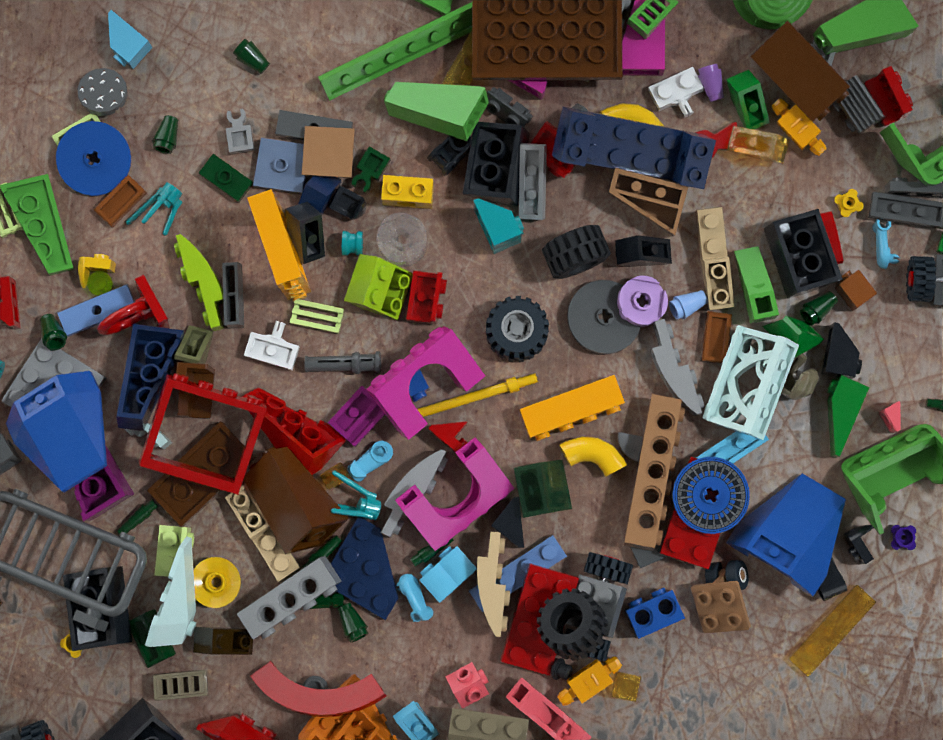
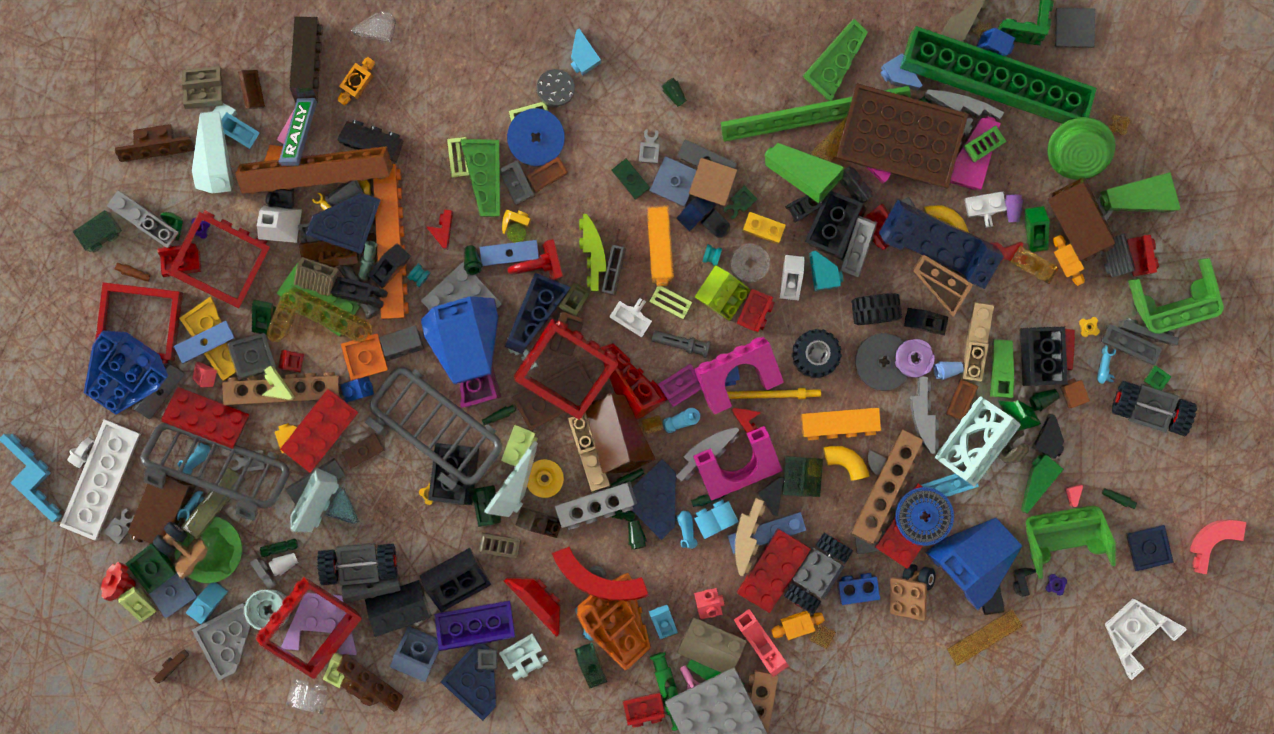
camera: 10 degrees right, 5 degrees up
(84, 221) = (516, 183): none -> dark grey hinge
(165, 196) = (583, 182): teal plant -> none
(166, 135) = (594, 135): dark green cone -> none
(306, 231) = (681, 237): black slope -> none
(366, 507) = (669, 454): teal plant -> none
(460, 243) = (792, 277): none -> white slope
(559, 611) = (791, 569): black tyre -> none
(561, 670) = (779, 611): black piece -> none

